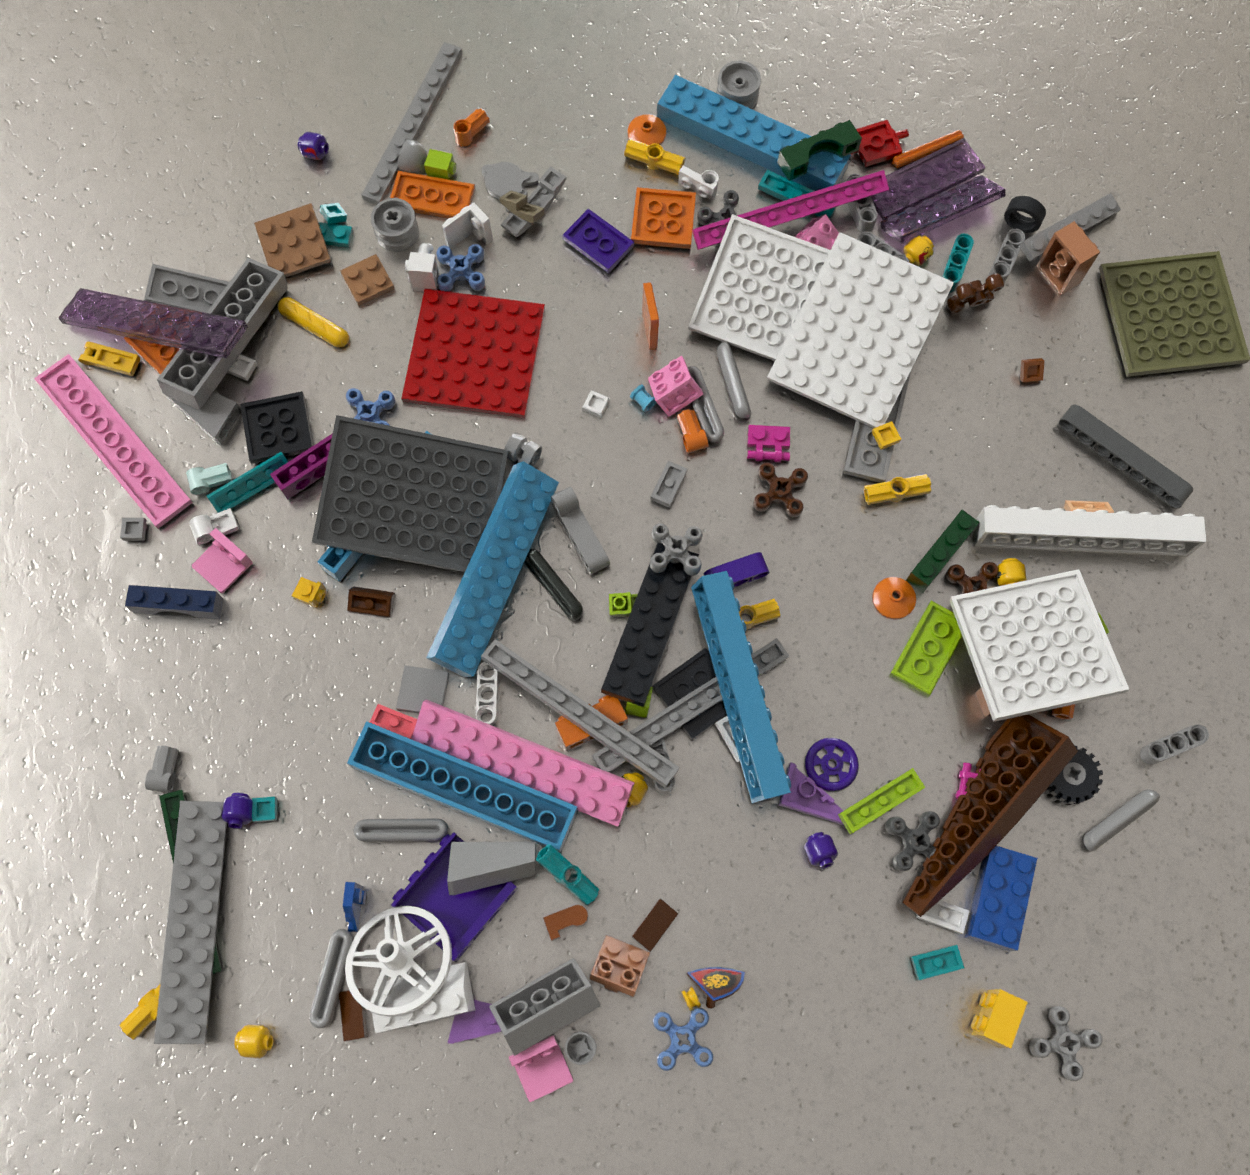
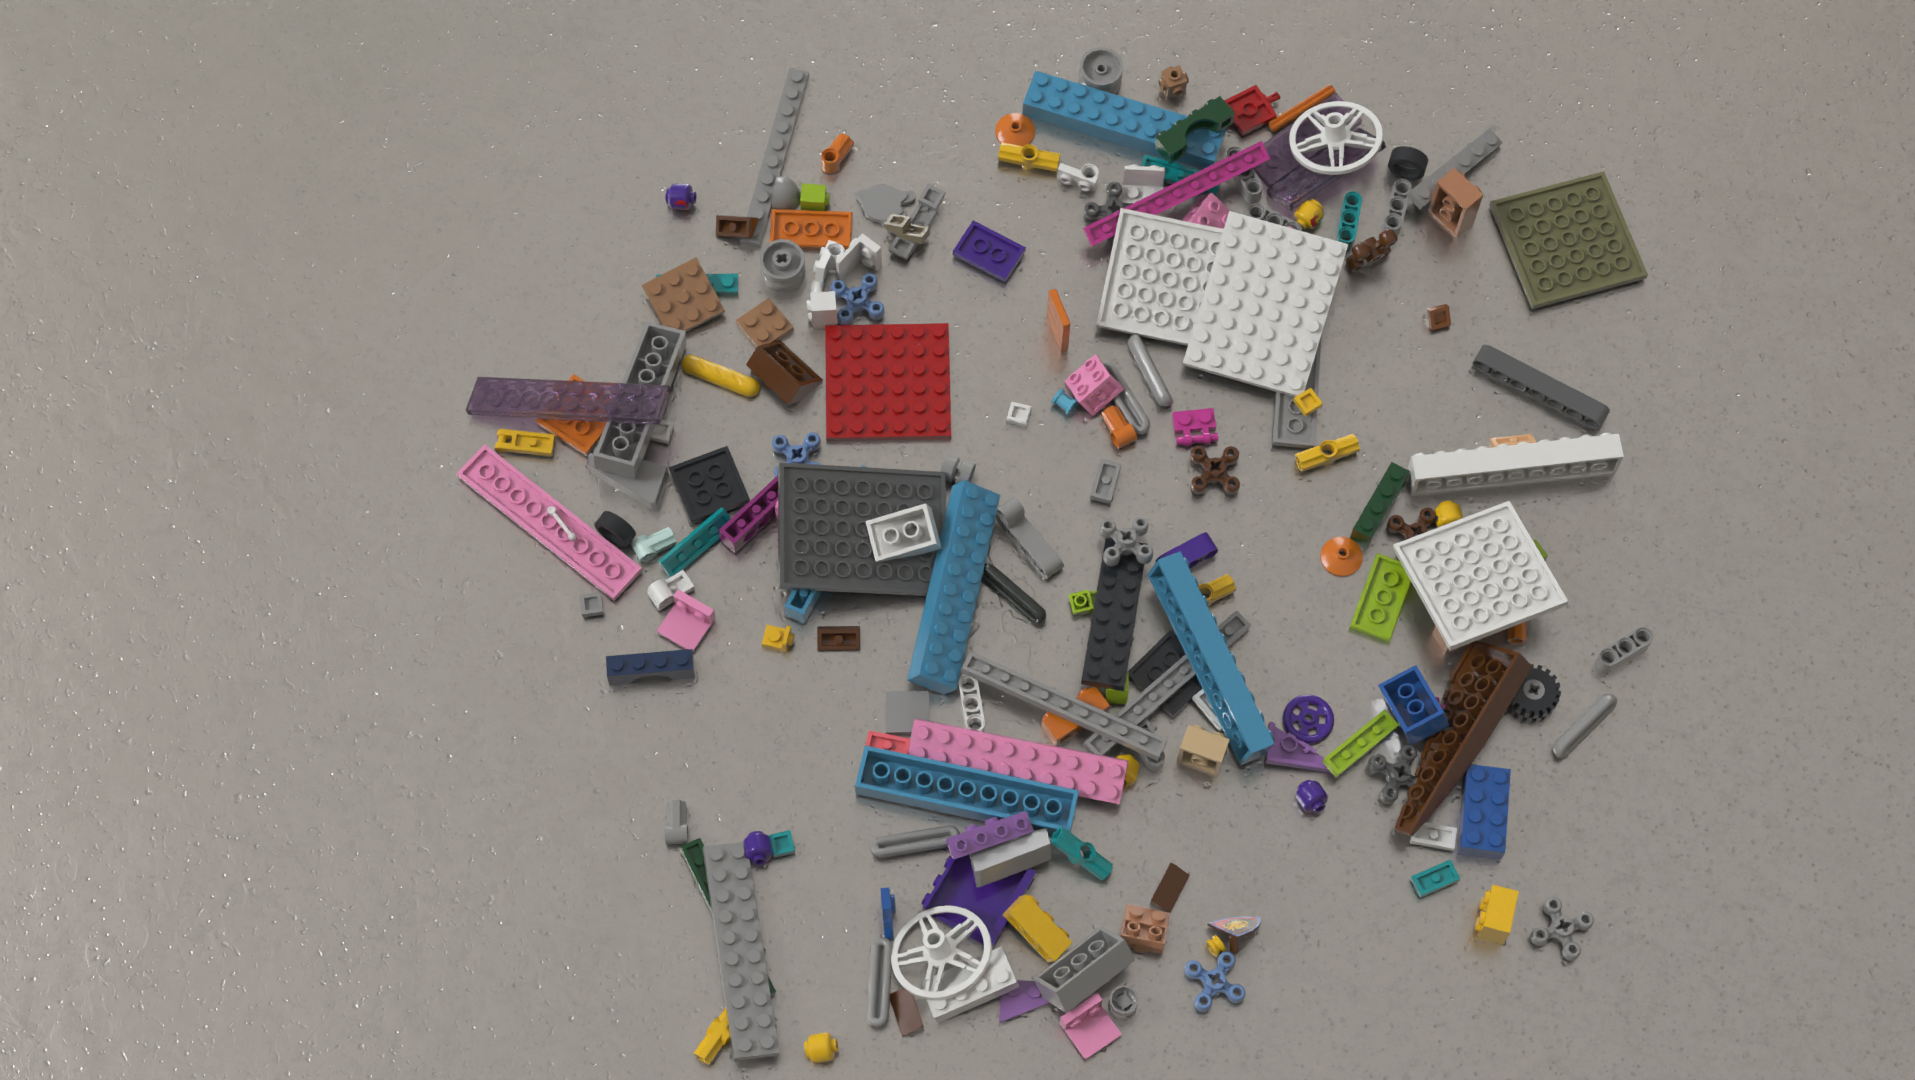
camera: 10 degrees left, 5 degrees down
(116, 430) = (552, 512): none -> white hinge
(171, 457) = (615, 529): none -> black tyre
(182, 289) = (589, 362): light grey tile -> none
(333, 213) = (716, 262): teal plate -> none
(359, 181) = (735, 226): none -> reddish brown slope
(373, 327) = (783, 371): none -> reddish brown slope
(434, 228) = (827, 260): none -> white plate
(451, 507) = (903, 533): none -> white slope
(472, 840) = (988, 835): none -> medium lavender bracket
(506, 949) = (1038, 928): none -> yellow brick
(566, 918) = (1086, 895): dark orange leg -> none
(663, 218) = (1050, 218): orange plate -> none
(715, 781) = (1203, 749): none -> tan brick
(758, 193) = (1141, 182): none -> white bracket
(807, 105) = (1173, 82): none -> medium nougat brick
(945, 771) = (1413, 705): none -> blue brick
(957, 176) = (1336, 136): none -> white wheel

